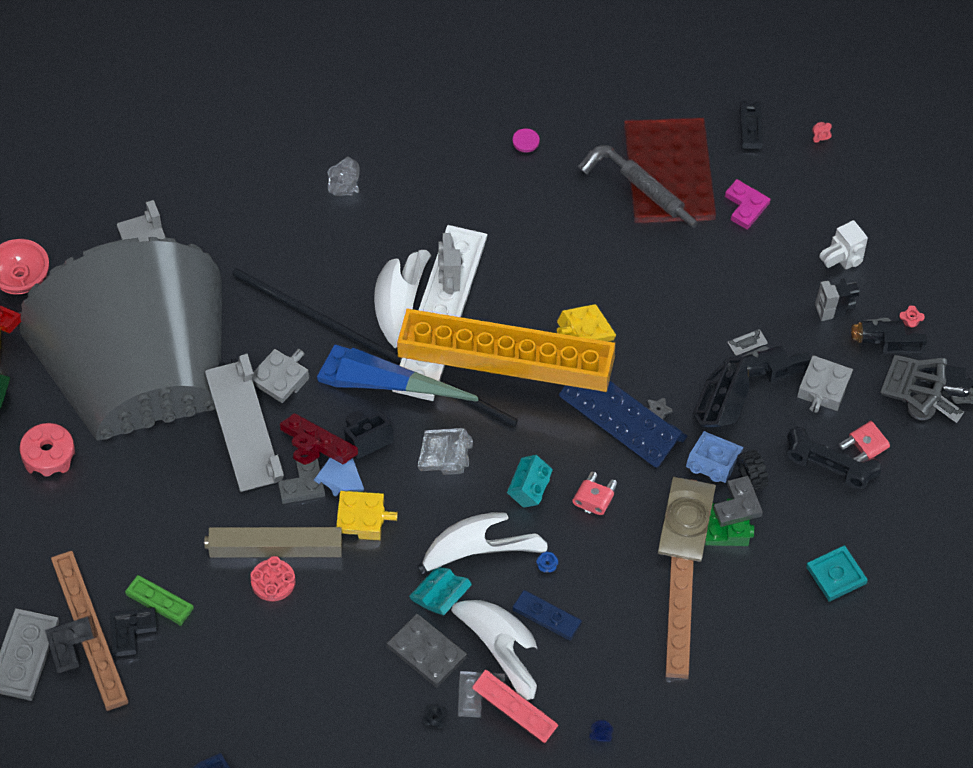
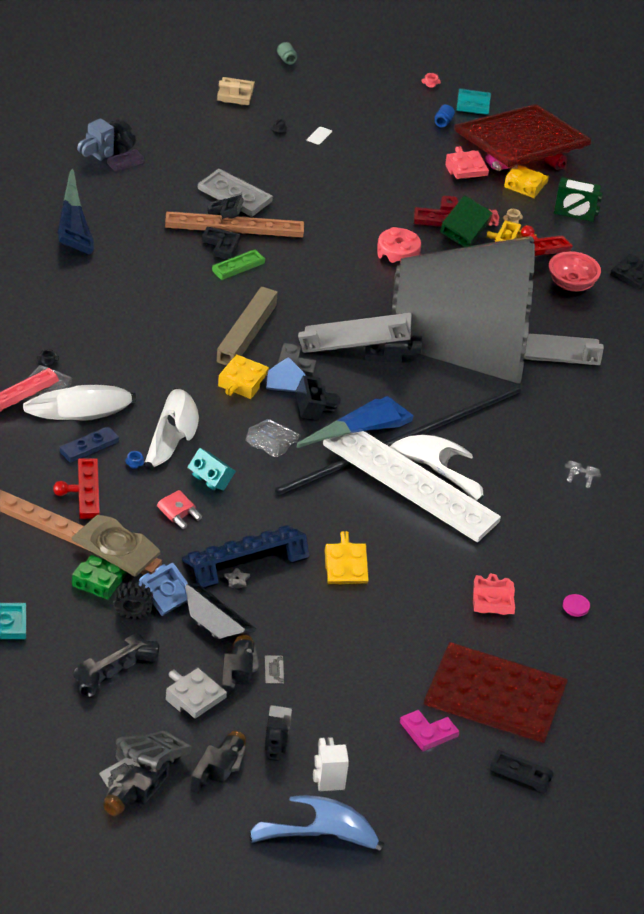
camera: 110 degrees right, 15 degrees down
(273, 579) = (217, 319): coral tile -> none
(281, 375) = (399, 376): light grey plate -> none
(313, 439) = (323, 368): dark red plate -> none
(426, 650) = (107, 371): flat silver plate -> none
(440, 590) = (147, 392): teal slope -> none
(449, 264) = (446, 481): light grey plate -> none
(506, 350) = (334, 481): light orange brick -> none
(555, 202) = (493, 595): none -> coral plate
(616, 585) = (87, 488): none -> red plate
(640, 179) = (478, 651): flat silver piece -> none
(743, 503) = (101, 574): flat silver plate -> none
(821, 131) = (486, 819): coral plate -> none
(868, 441) = (118, 699): coral piece -> none
(911, 321) = (232, 797): coral plate -> none
(912, 241) = (331, 818): none -> medium blue piece

